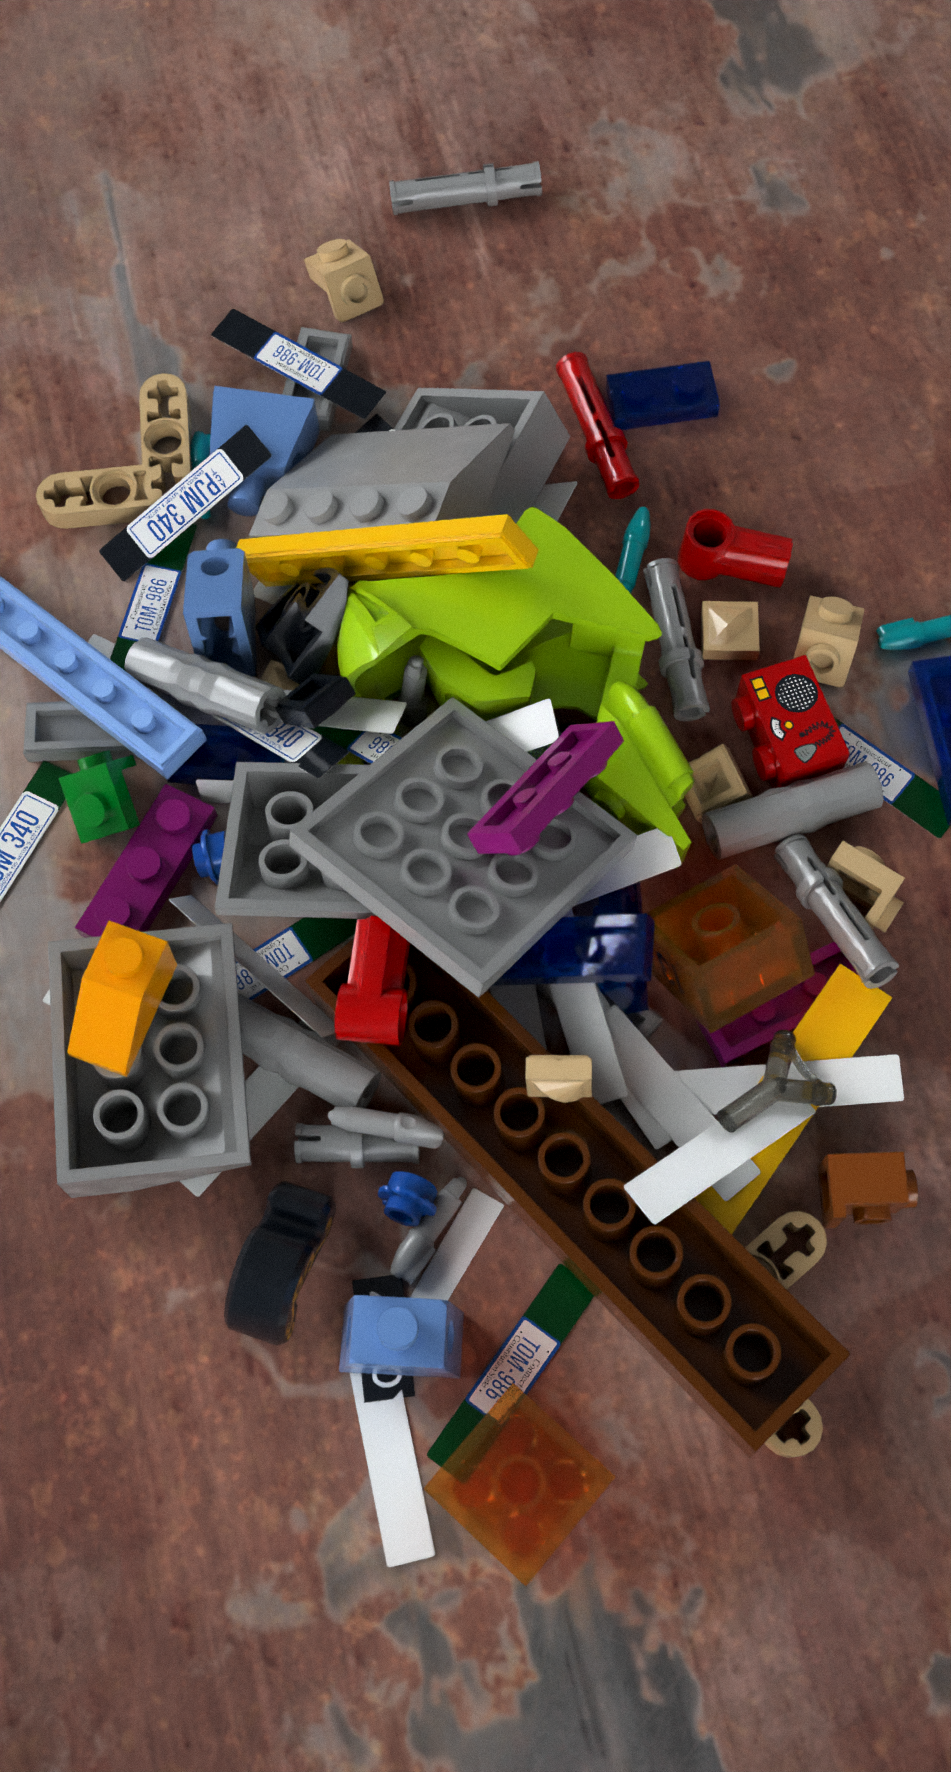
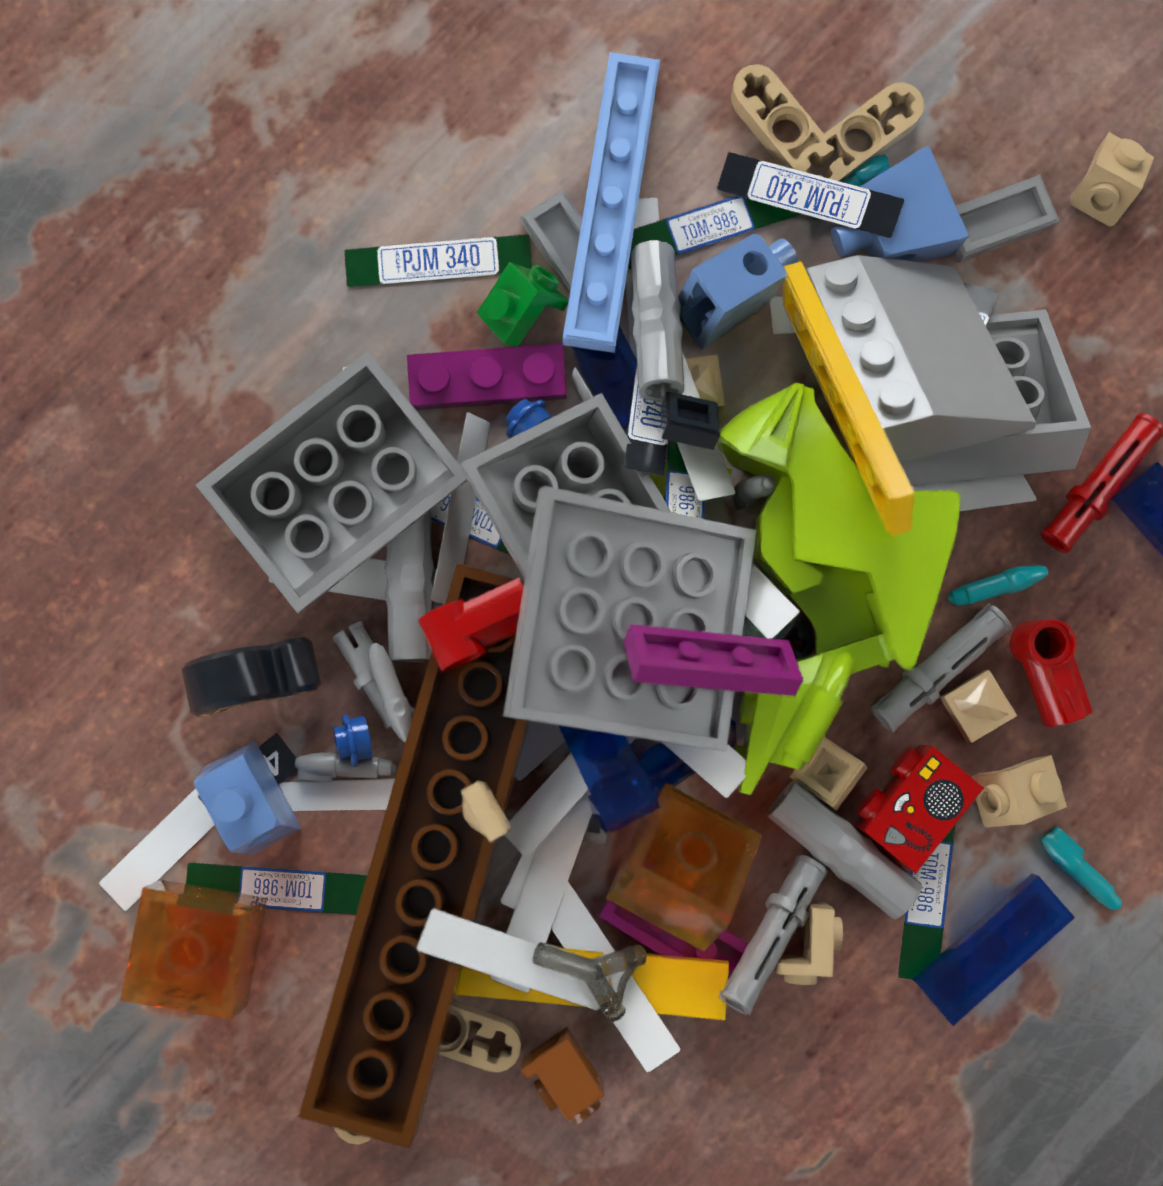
camera: 55 degrees right, 15 degrees up
(119, 997) = (351, 438): light orange slope -> none
(298, 363) = (1001, 196): sticker -> none
(305, 623) = (755, 365): black brick -> none

